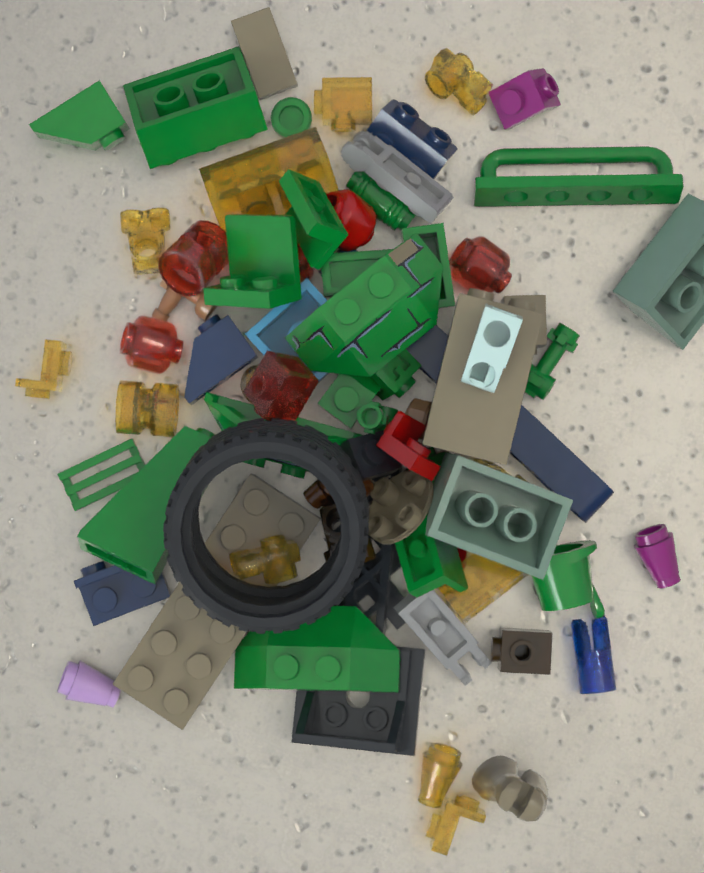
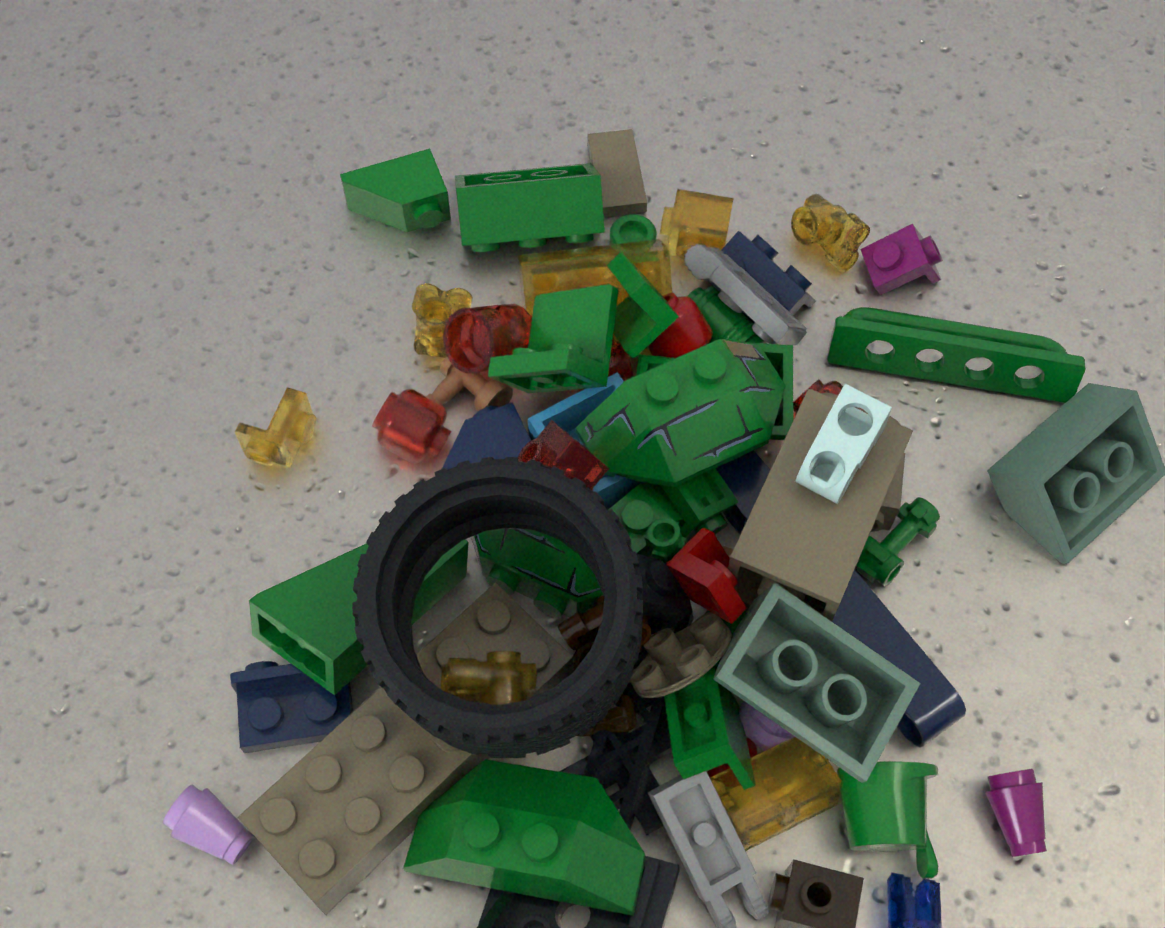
camera: 15 degrees right, 25 degrees down
(72, 489) = (302, 549): green tile -> none
(147, 408) = (370, 485): clear yellow wheel -> none

